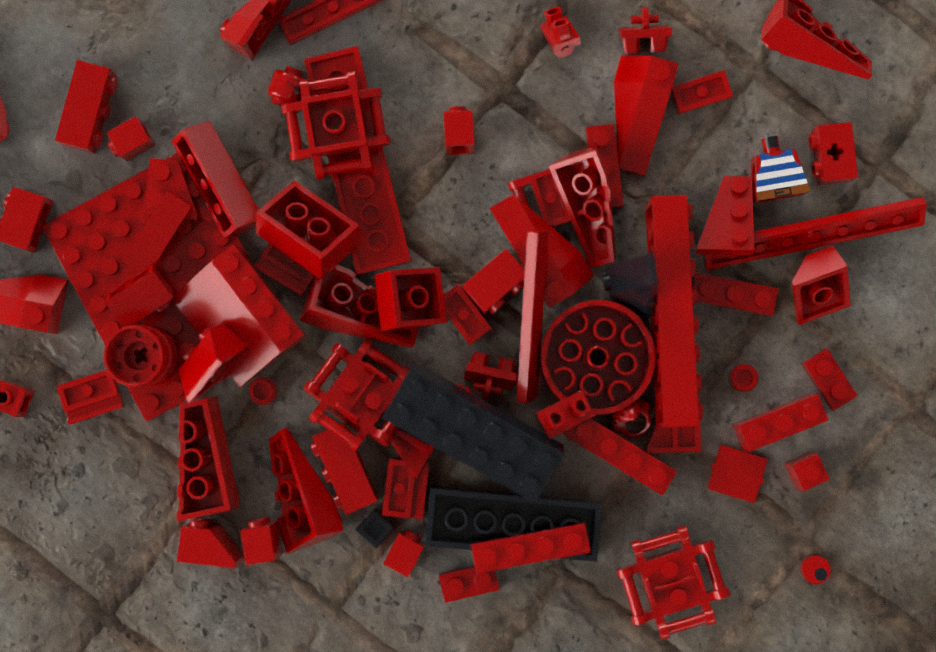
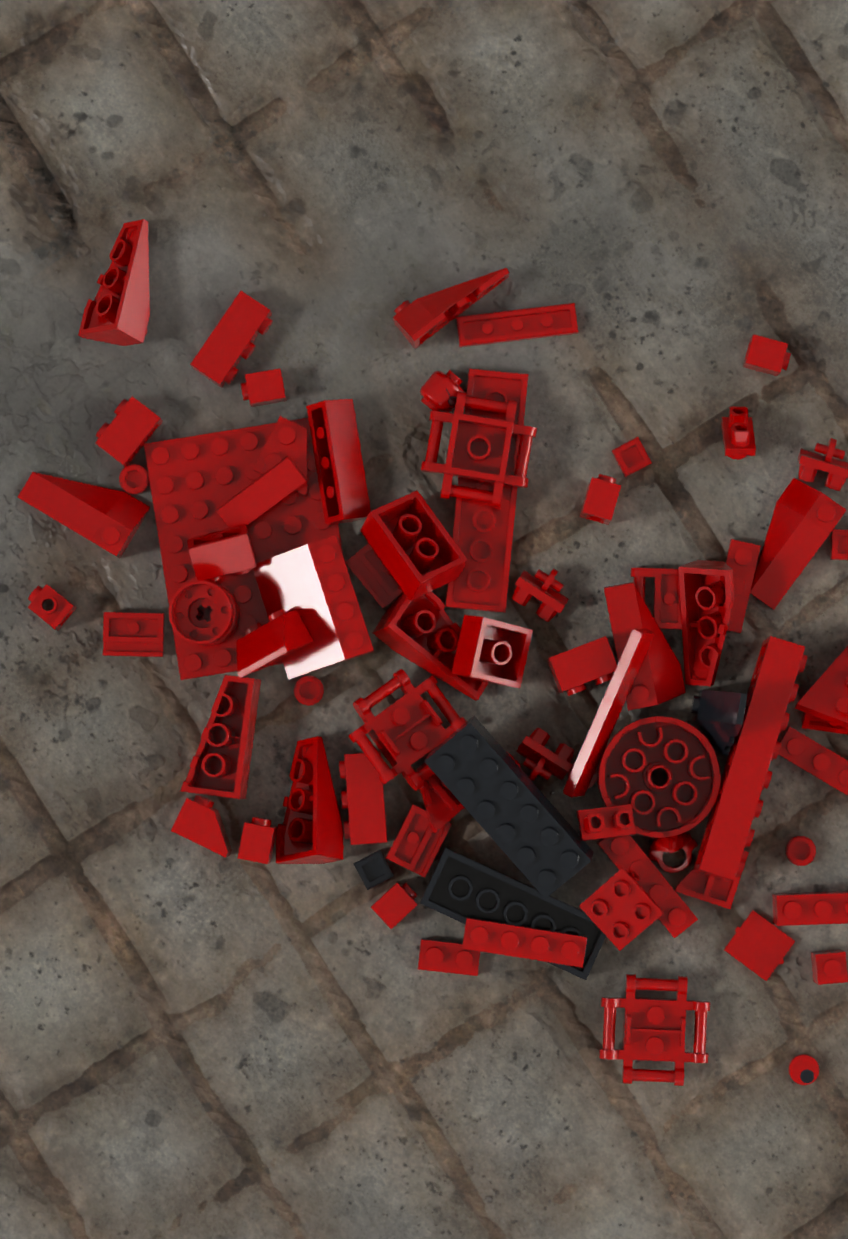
camera: 20 degrees right, 0 degrees up
(44, 260) = (134, 479): none -> red tile
(424, 230) = (543, 588): none -> red hips
(465, 315) = (540, 687): red plate -> none
(473, 87) = (631, 457): none -> red tile
(606, 486) = (621, 908): none -> red hinge

